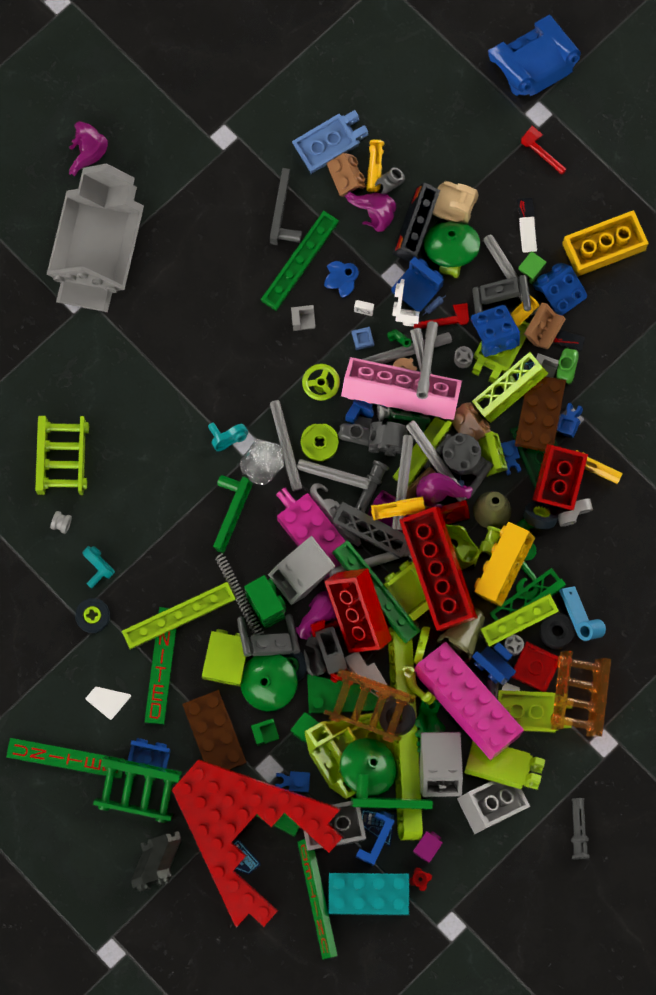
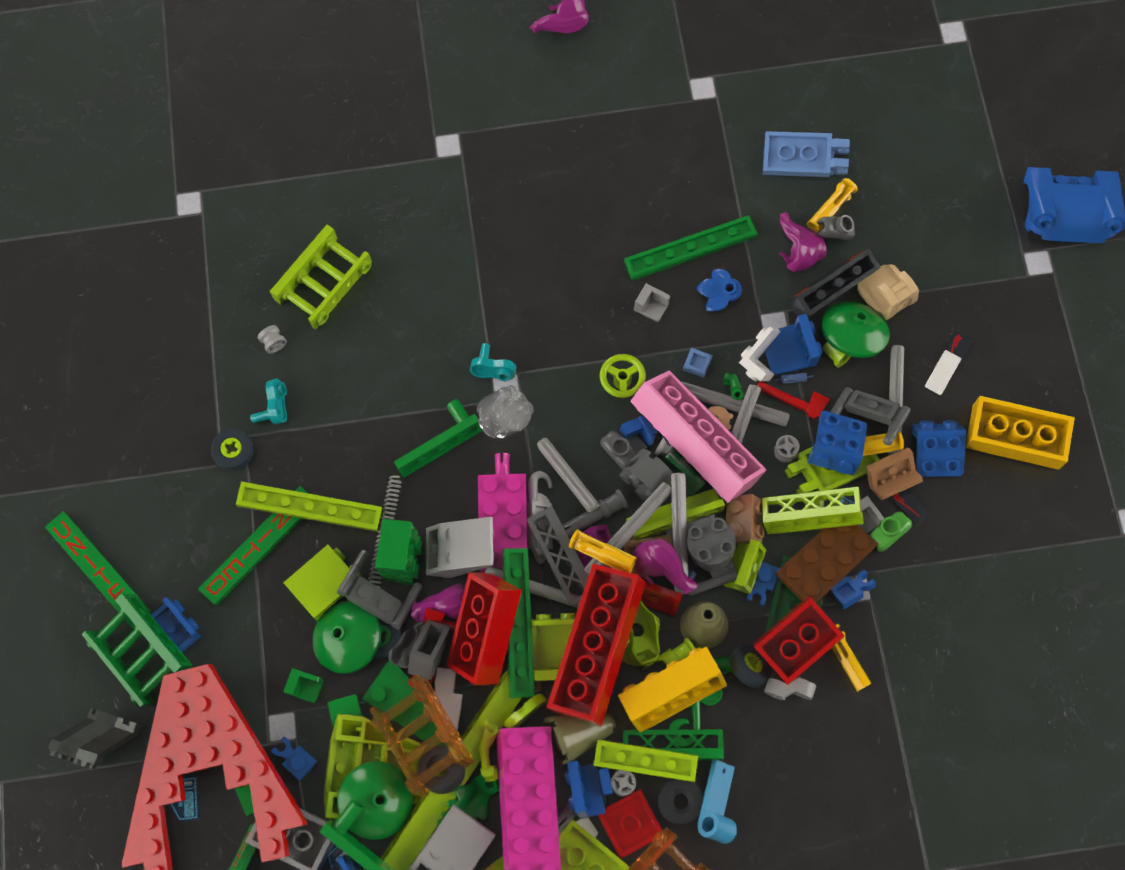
camera: 40 degrees right, 5 degrees down
(95, 238) = (510, 99): light grey panel -> none
(107, 701) = (182, 542): white sticker -> none
(214, 731) = (256, 650): reddish brown plate -> none
(276, 230) = (688, 202): dark grey piece -> none
(285, 445) = (542, 415): light grey axle -> none
(330, 442) = (585, 423): lime plate -> none
(346, 174) = (797, 194): medium nougat bracket -> none
(364, 307) = (719, 333): white tile -> none
(423, 383) = (721, 442): light grey piece -> none
(530, 139) = (1010, 281): red piece -> none
(532, 266) = (924, 406): bright green panel -> none

